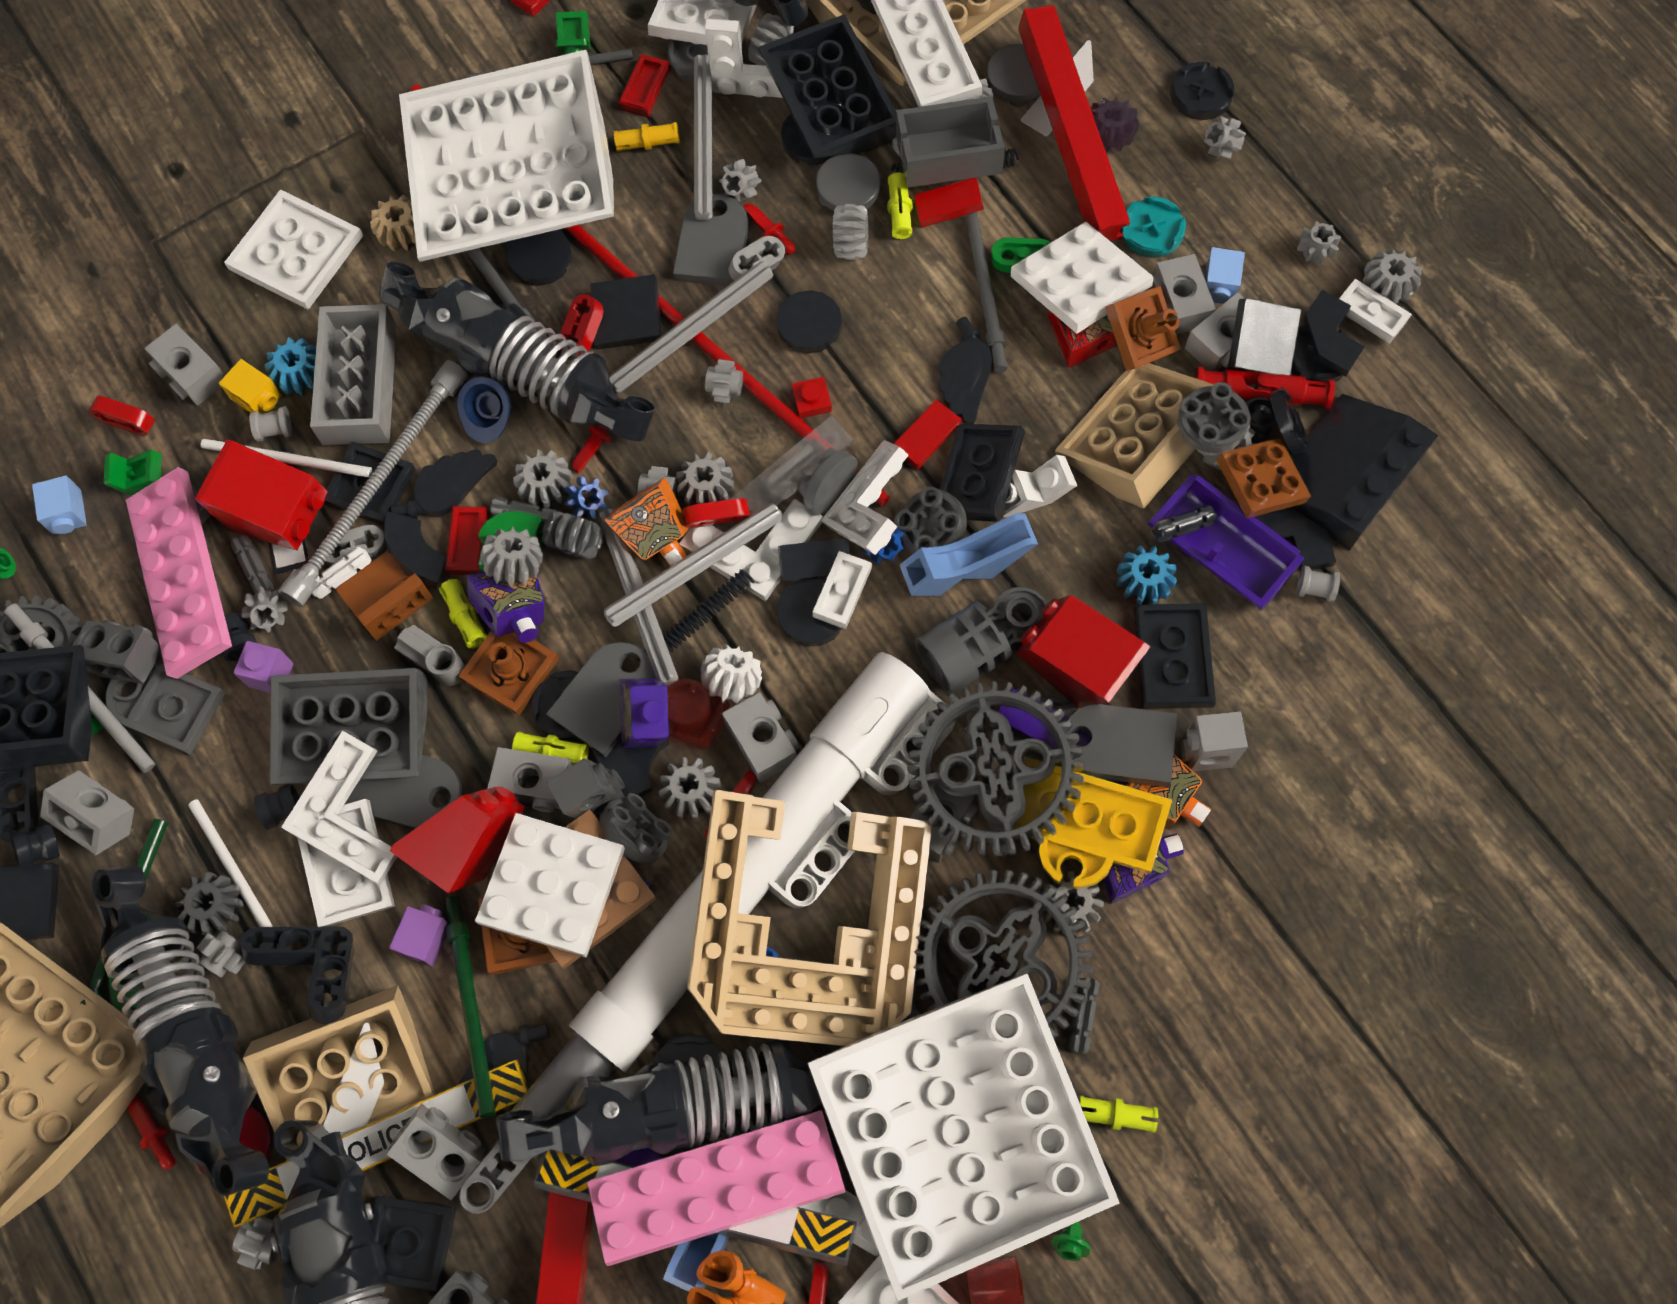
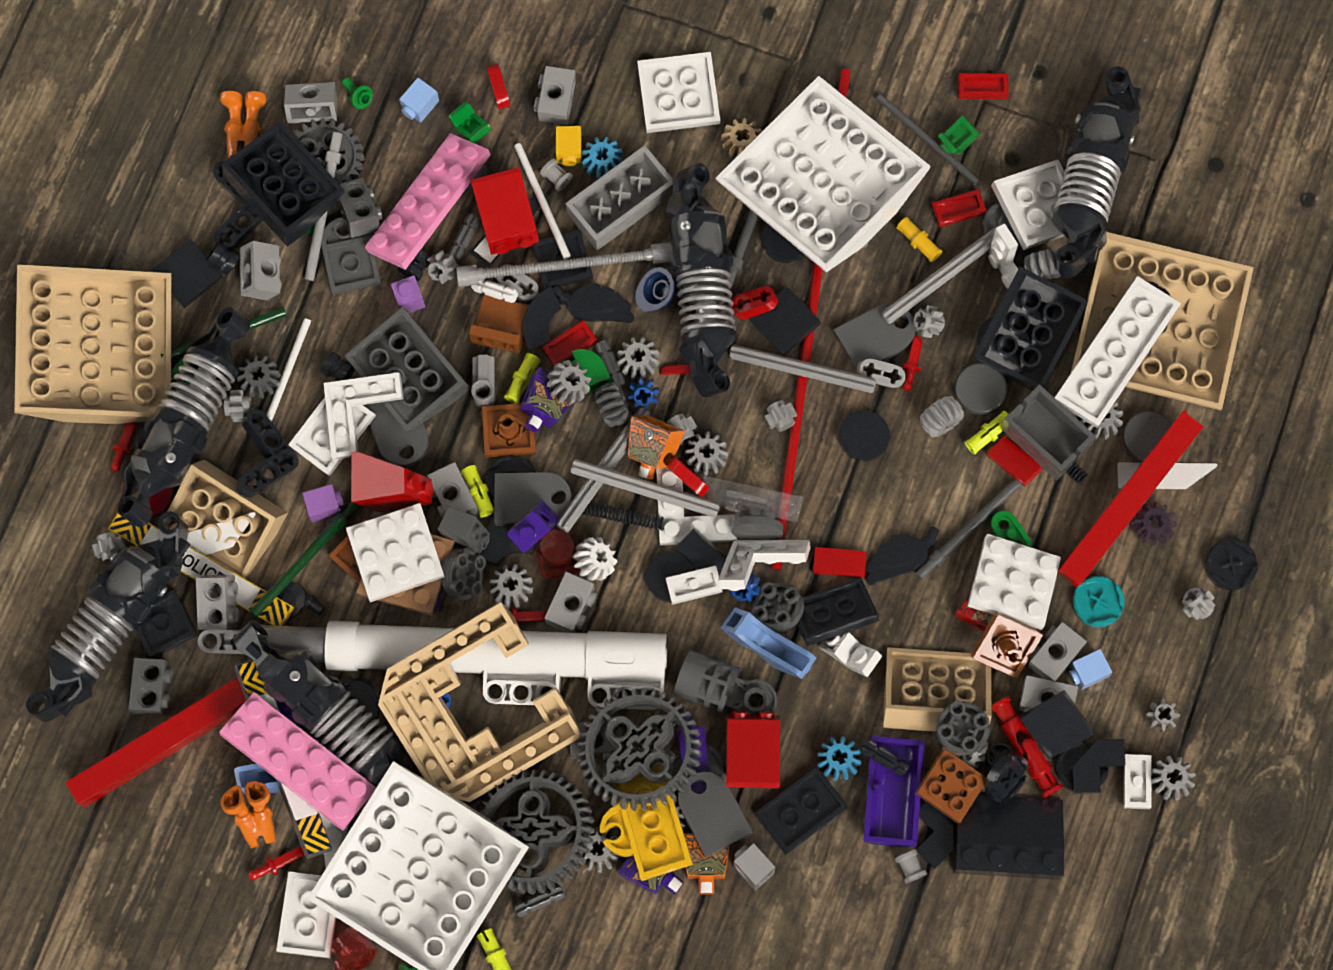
camera: 55 degrees right, 5 degrees up
(811, 397) = (812, 475): red plate -> none

